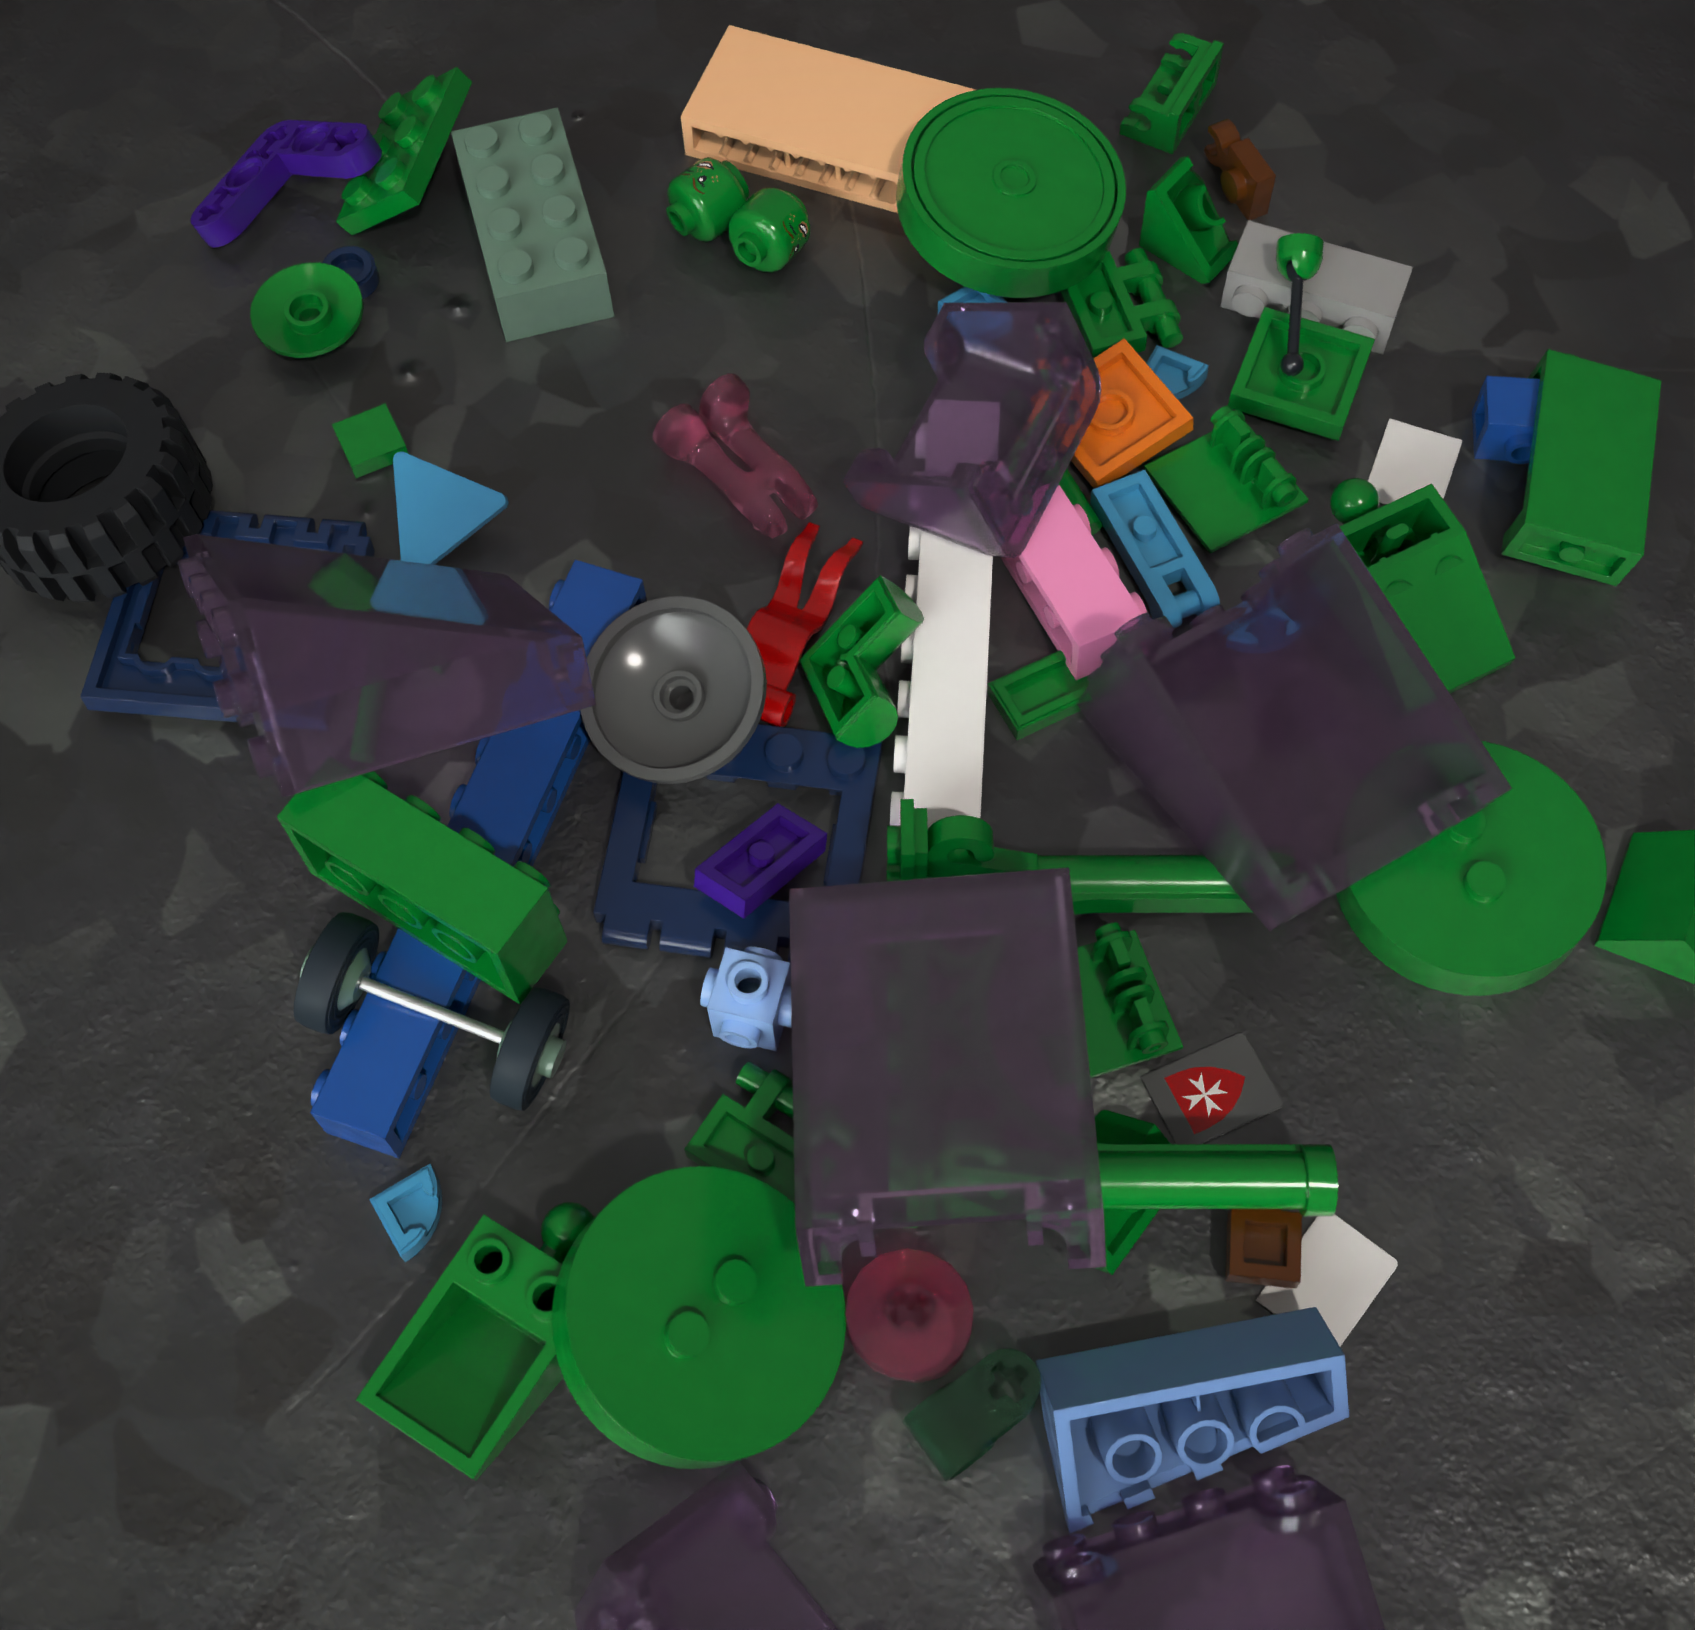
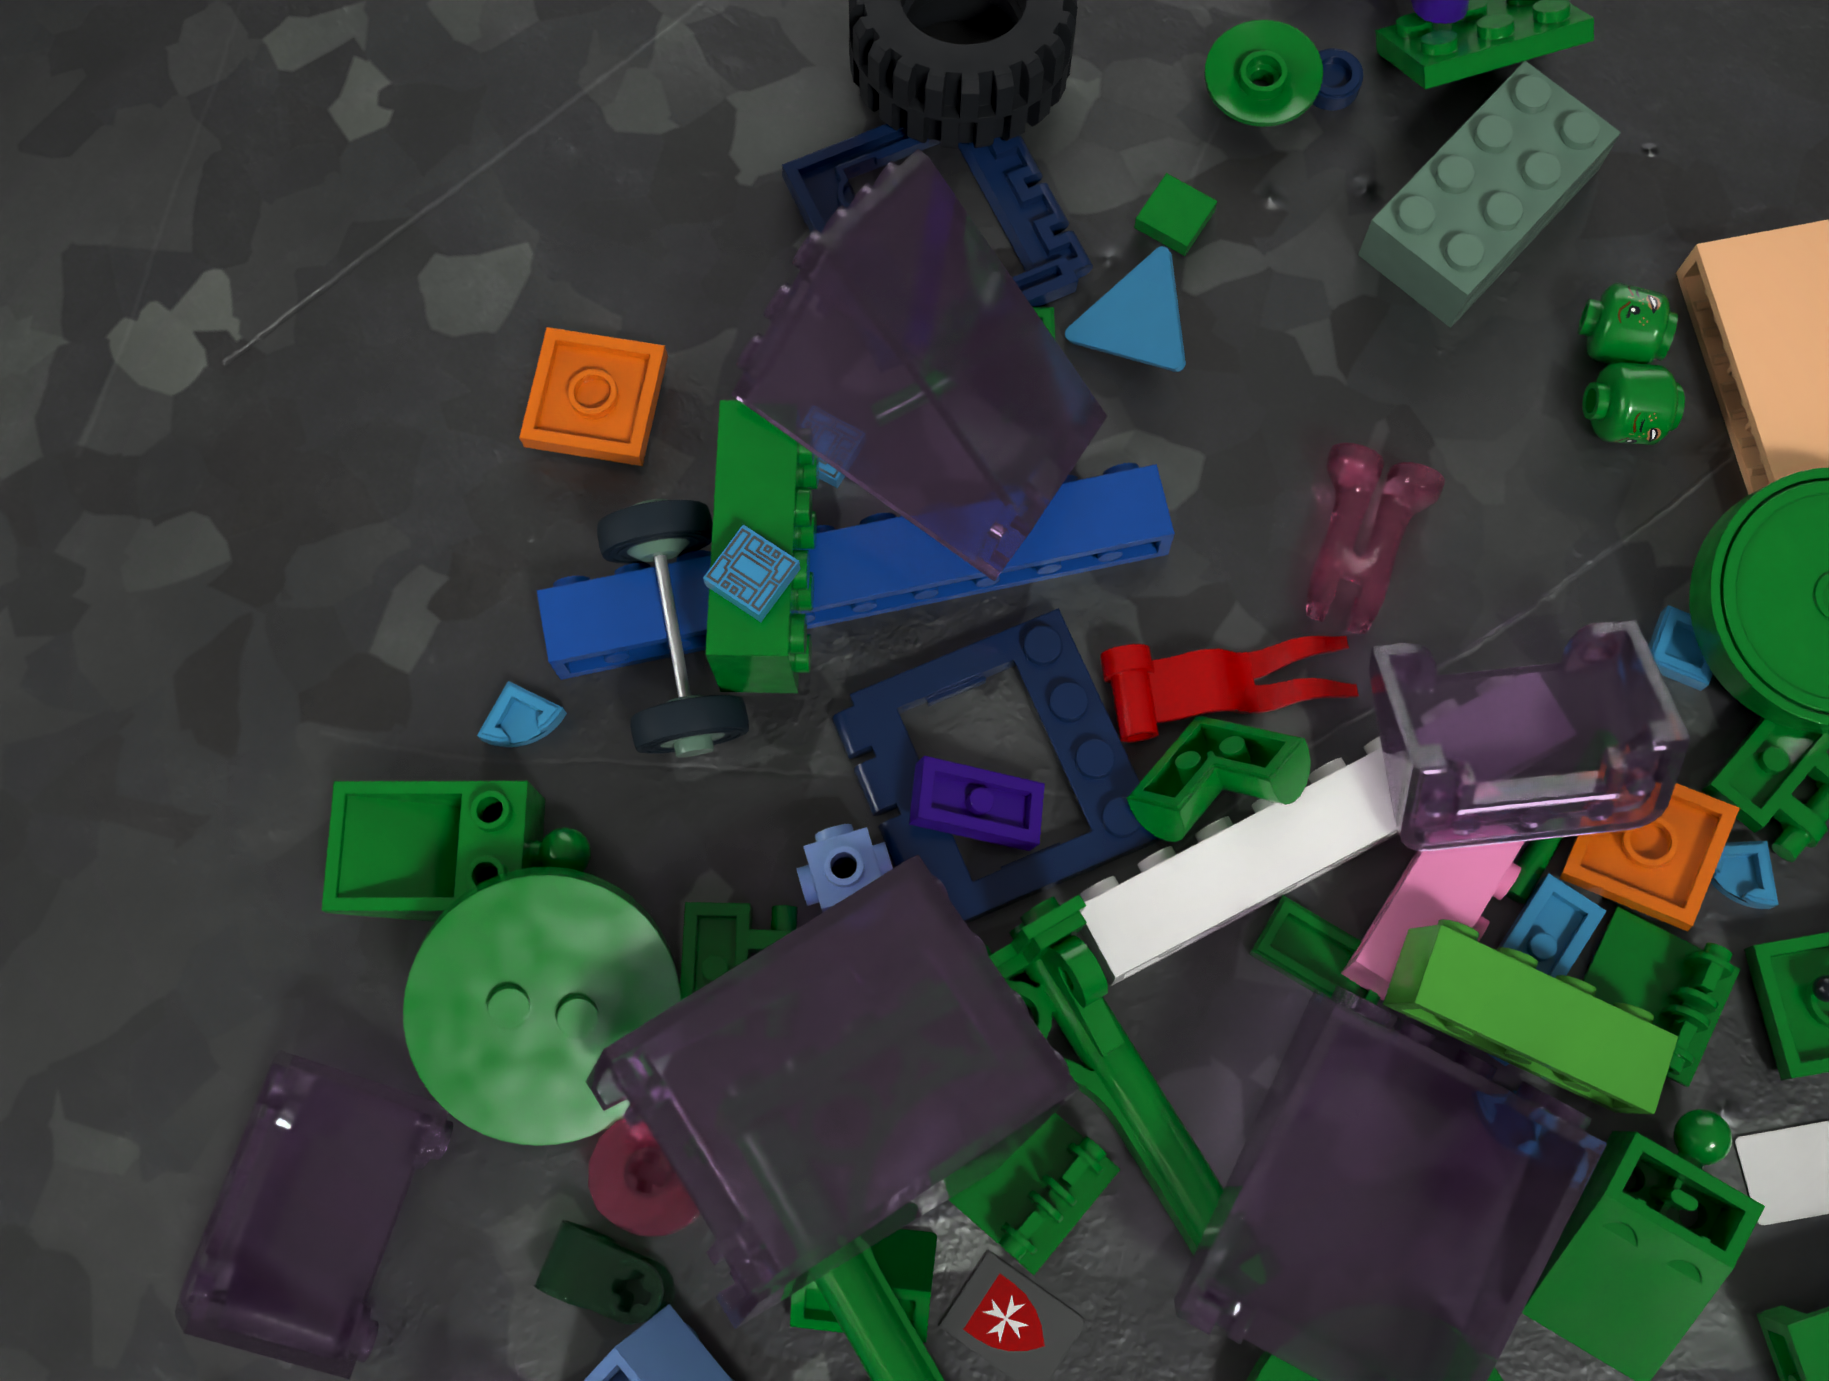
camera: 60 degrees right, 10 degrees up
(161, 974) = (594, 396): none -> orange plate
(455, 871) = (752, 573): none -> dark azure tile
(653, 659) = (1055, 600): dark grey dish -> none
(1196, 552) = (1531, 1018): none -> bright green brick

